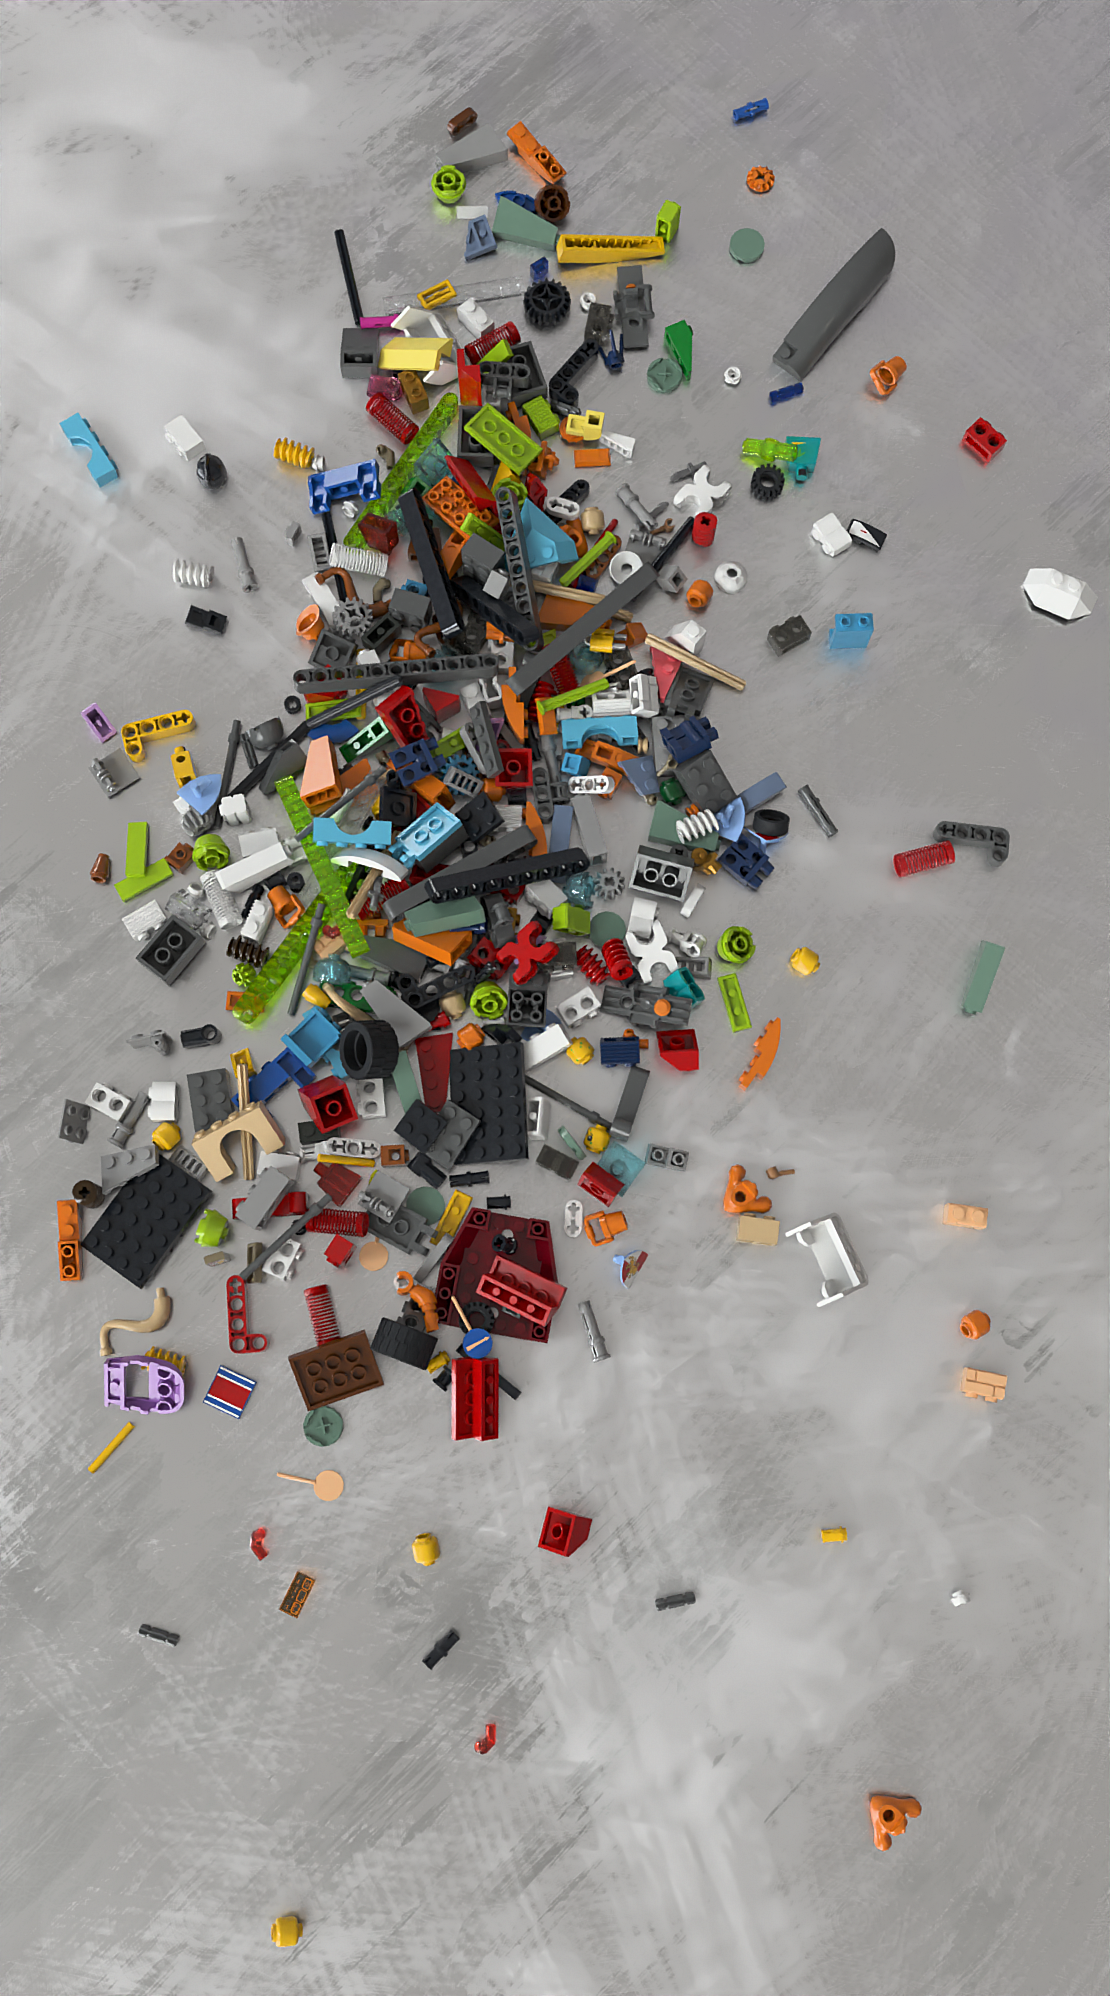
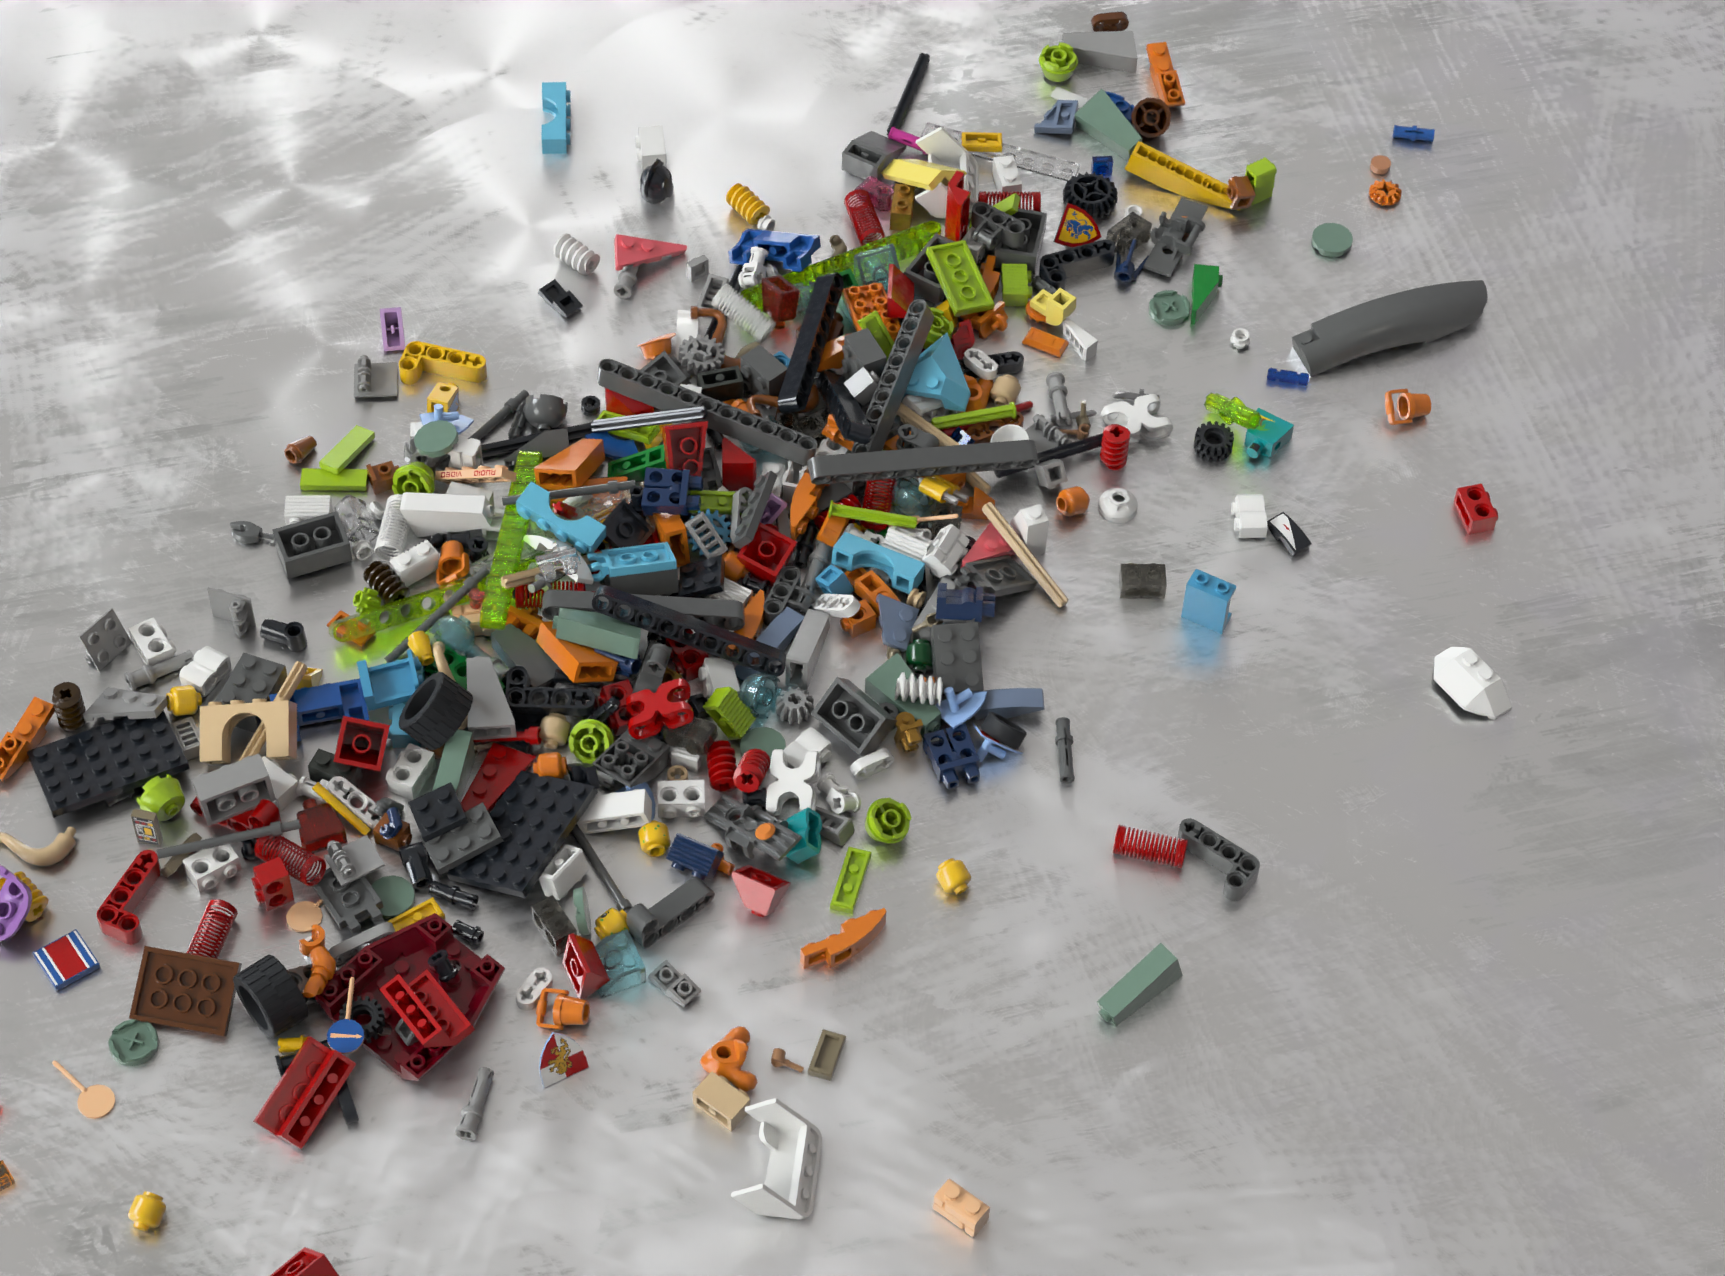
camera: 30 degrees right, 25 degrees down
(115, 961) = (251, 534): none -> dark grey hand
(208, 811) = (436, 438): none -> sand green tile
(239, 544) = (637, 251): none -> coral wing
(261, 821) = (481, 475): none -> light nougat plate
(339, 513) = (754, 269): none -> white connector
(348, 822) = (564, 510): none -> red axle
(374, 1138) = (386, 803): none -> dark grey arm
(387, 871) = (558, 558): none -> clear hips
(396, 1154) = (394, 826): none -> dark blue arm
(556, 339) = (1076, 227): none -> shield
(565, 610) = (917, 439): none -> dark grey piece
(568, 989) = (677, 769): none -> tan bush
(660, 239) = (1240, 192): none -> dark orange brick
(662, 515) = (1083, 418): none -> dark tan hand
(742, 153) = (1380, 164): none -> nougat tile
(803, 1150) = (826, 1055): none -> dark tan tile

